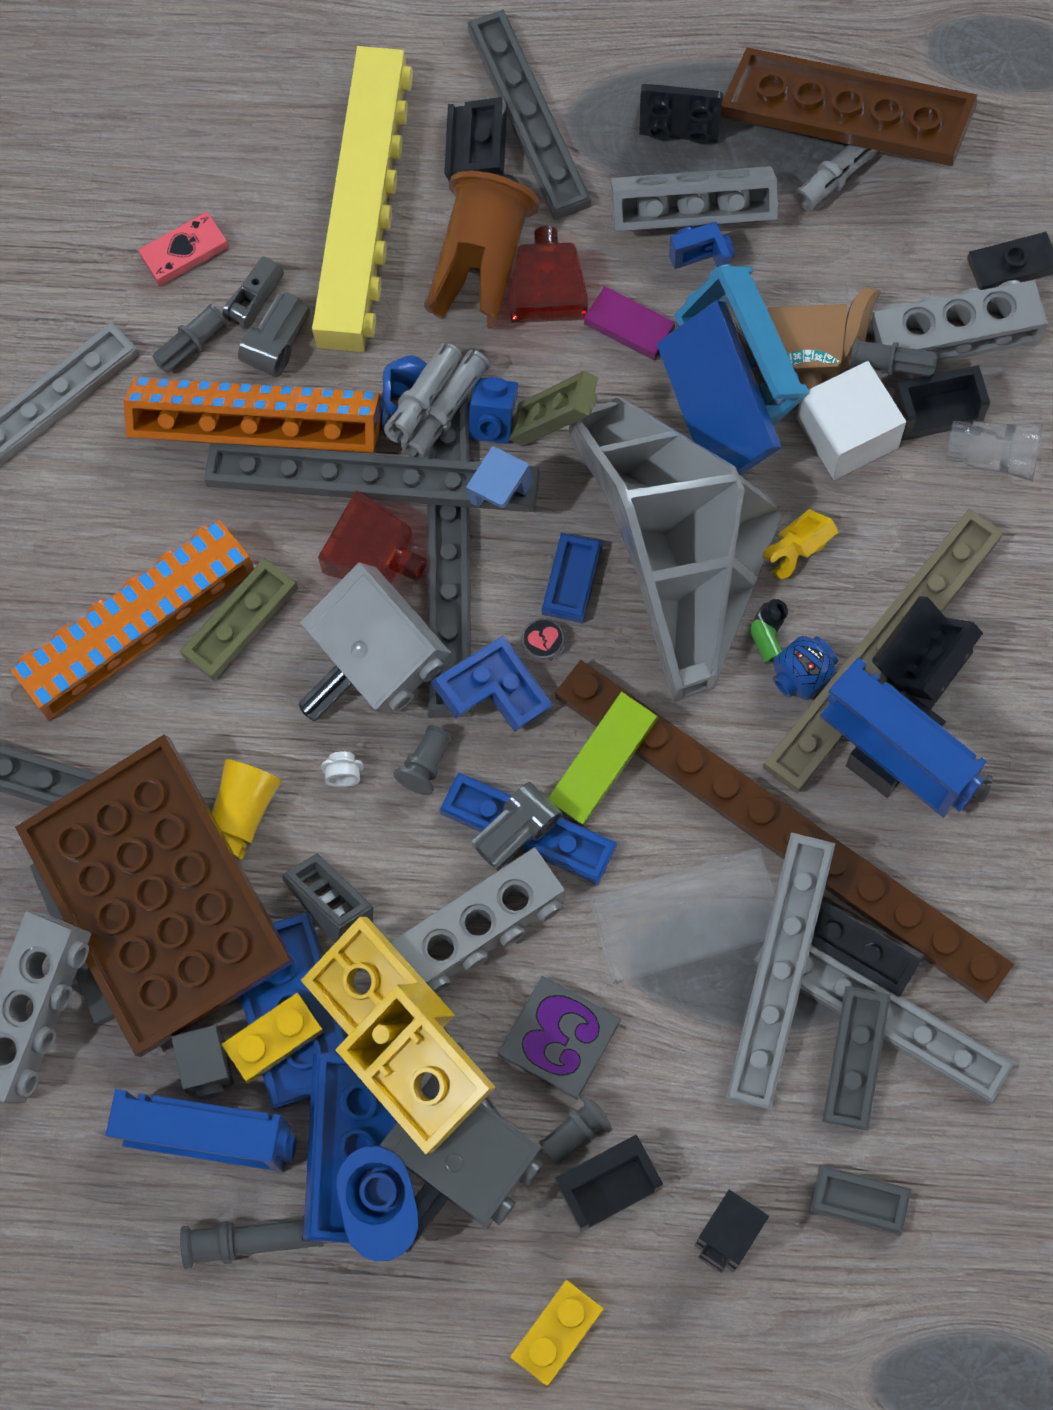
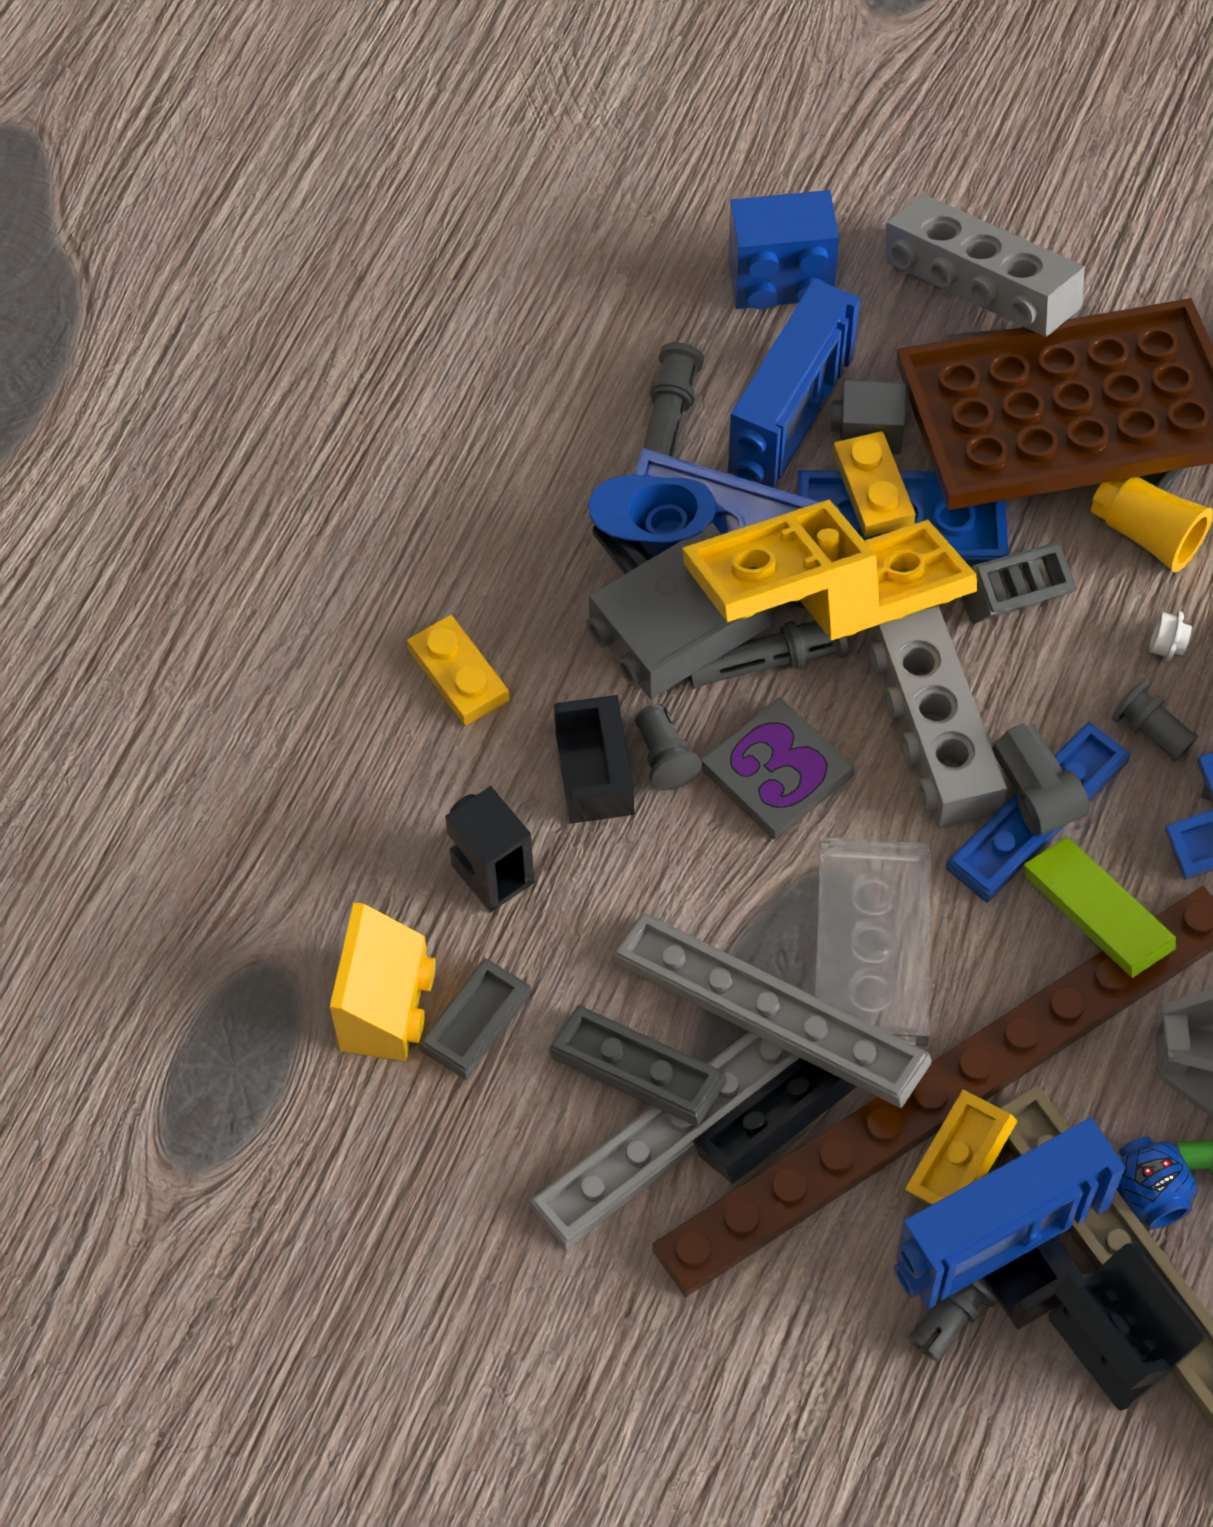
camera: 105 degrees right, 10 degrees down
(56, 1186) = (781, 247): none -> blue brick
(839, 800) = (961, 1149): none -> yellow plate
(877, 1276) = (380, 986): none -> yellow slope

